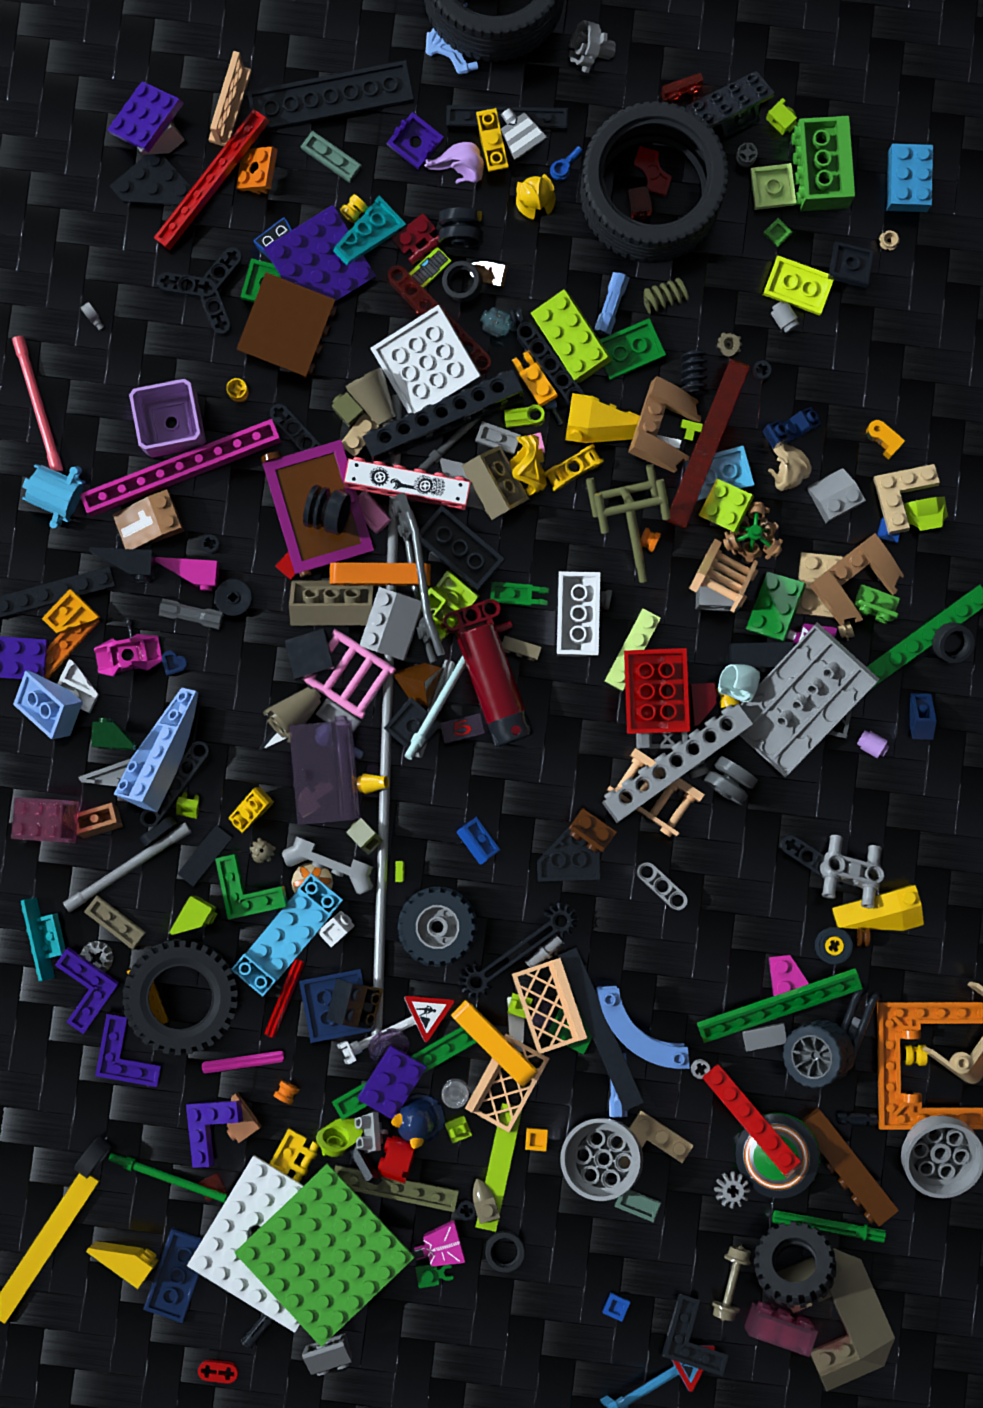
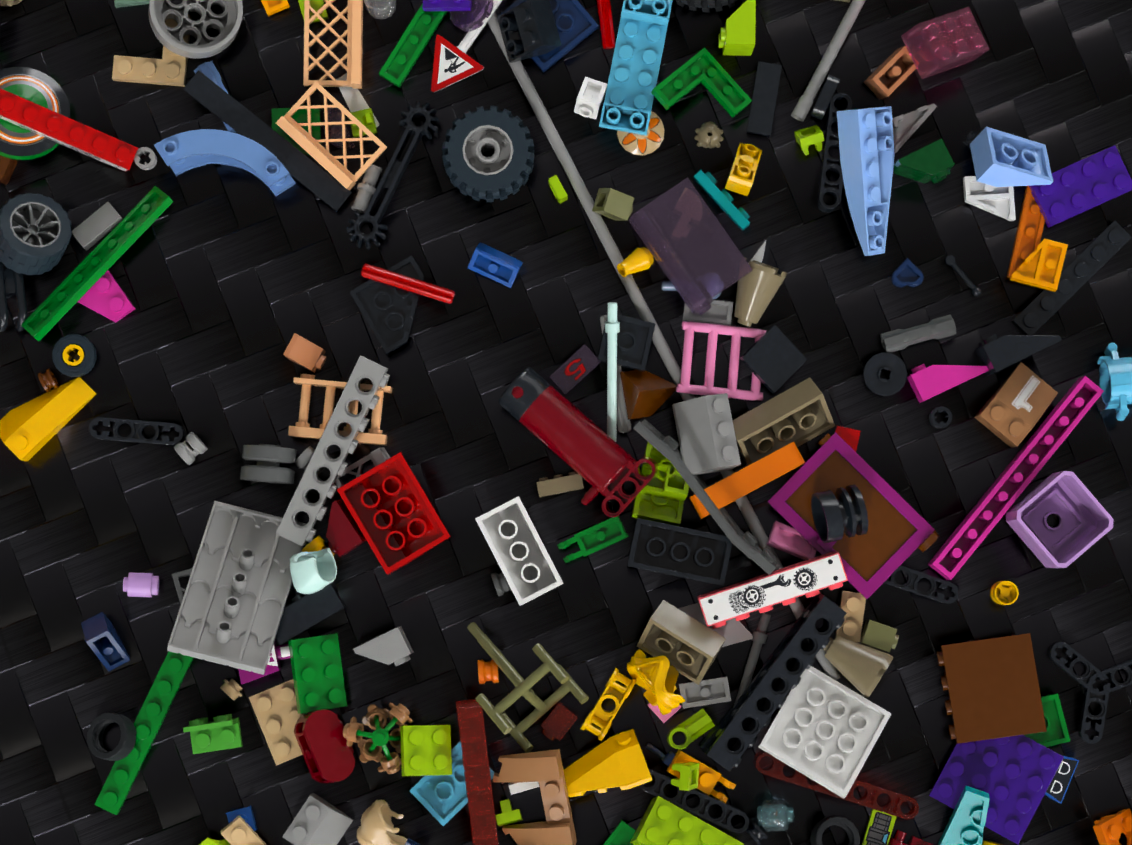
camera: 145 degrees right, 0 degrees up
(145, 650) = (941, 269): dark pink piece -> none
(279, 795) = (723, 199): none -> teal plate
(304, 850) = (667, 158): light grey plate -> none
(494, 1043) = (366, 67): light orange beam -> none
(543, 383) = (688, 775): none -> lime tile
(552, 860) = (408, 283): none -> red axle
(592, 831) = (384, 334): reddish brown bracket -> none
(617, 474) = (558, 722): none -> clear red brick
(636, 640) = (444, 554): yellowish green plate -> none
(658, 849) = (305, 353): none -> nougat slope
(671, 891) = (270, 318): light grey beam -> none
(711, 562) = (408, 666): light nougat fence -> none
(738, 1184) = (58, 55): light grey gear -> none
(785, 824) = (186, 452): none -> light grey wheel
(799, 549) = (324, 746): none -> dark red brick
(828, 585) = (274, 726): medium nougat wedge -> none
(852, 871) = (93, 439): light grey piece -> none

